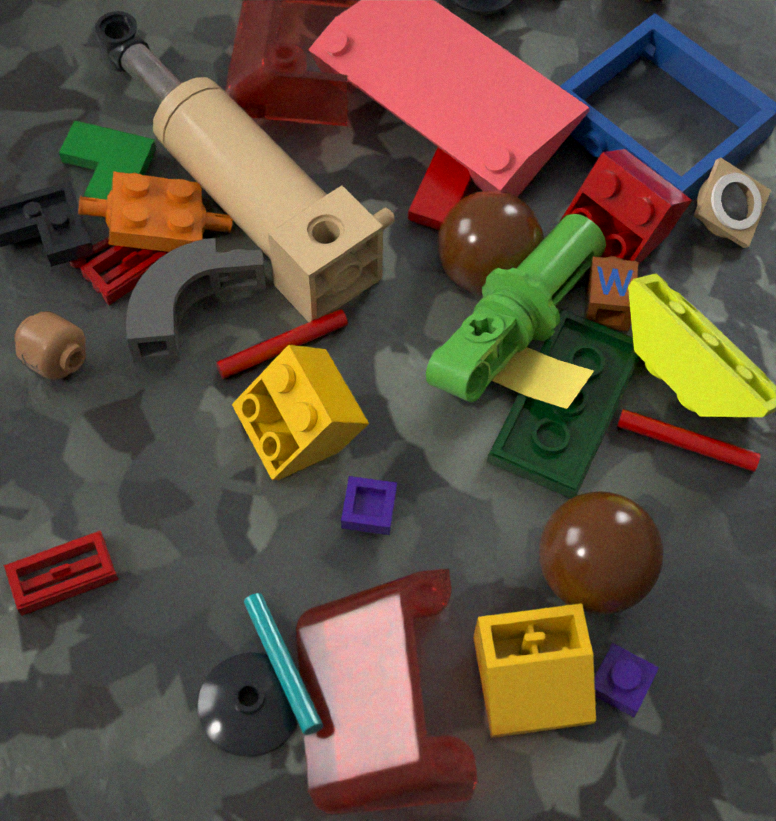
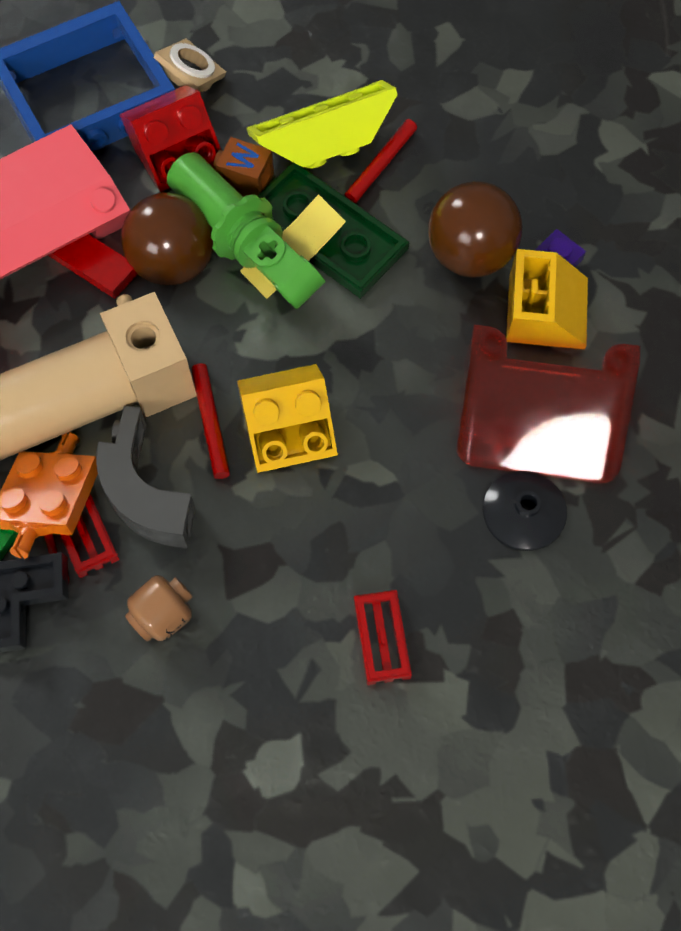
camera: 75 degrees left, 5 degrees up
(283, 664) = (502, 475): teal bar -> none
(369, 505) = (383, 384): dark purple plate -> none

